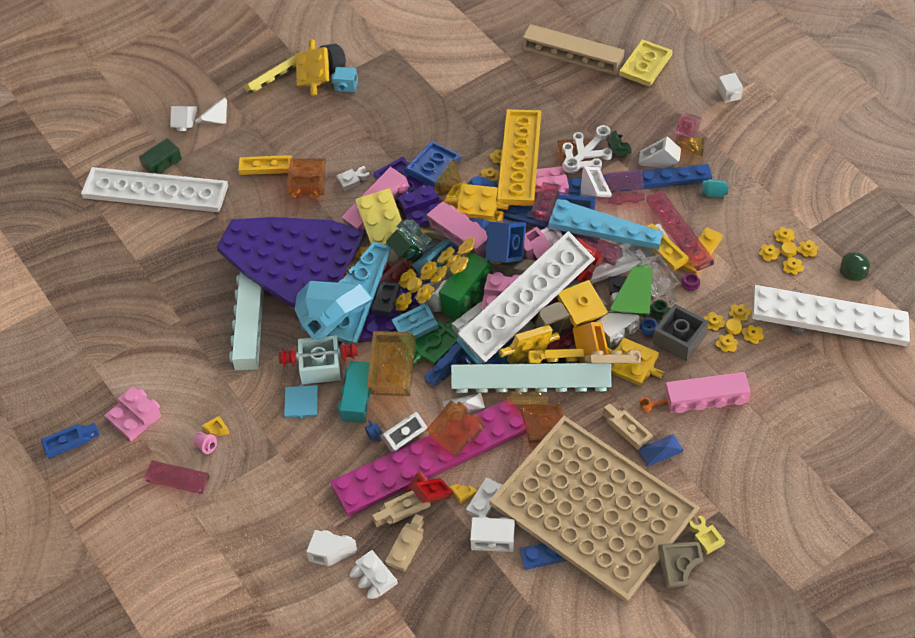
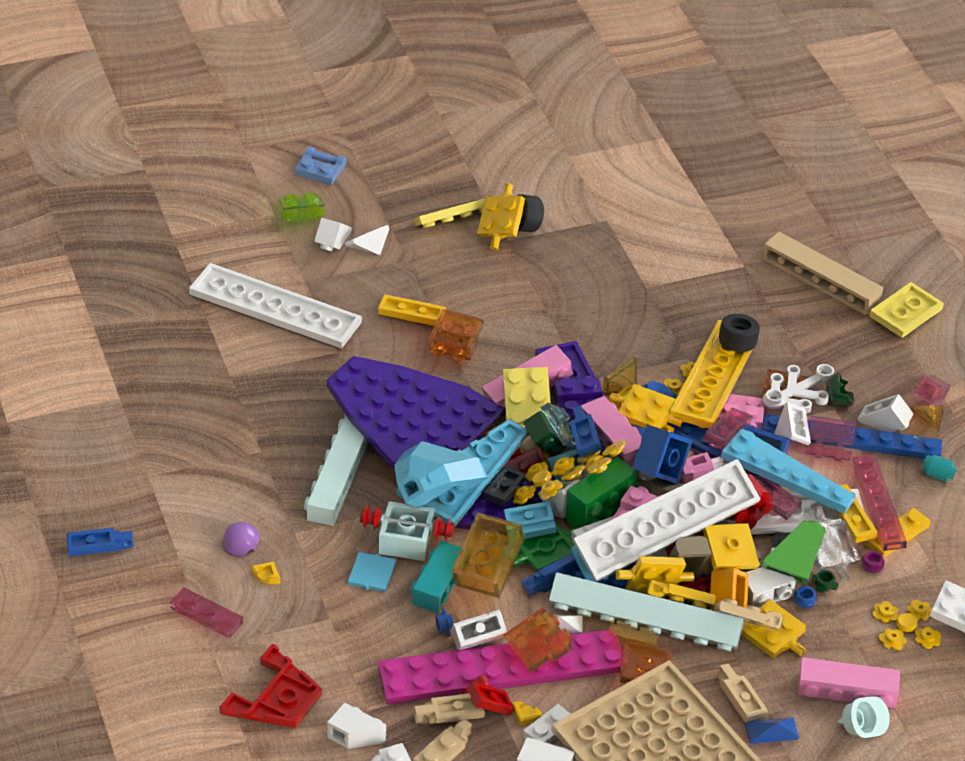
camera: 10 degrees right, 10 degrees down
(133, 413) = (178, 534): bright pink plate -> none
(156, 65) = (319, 170): none -> medium blue plate
(156, 93) = (309, 200): none -> clear neon green hinge
(160, 157) = (292, 271): dark green brick -> none
(186, 403) = (240, 538): none -> medium lavender hair
(205, 442) = (249, 584): bright pink hose -> none
(264, 537) = (283, 700): none -> red wing
(345, 79) = (536, 240): medium azure brick -> none
(352, 179) = (508, 351): white plate -> none
(431, 163) = (607, 355): blue tile -> none
(437, 238) = (584, 432): none -> blue hinge
(528, 117) = (739, 332): none -> black tyre
(645, 400) = (772, 678): orange hand -> none
(680, 332) = (839, 610): dark grey brick -> none
(730, 419) = (865, 717): none -> light aqua piece

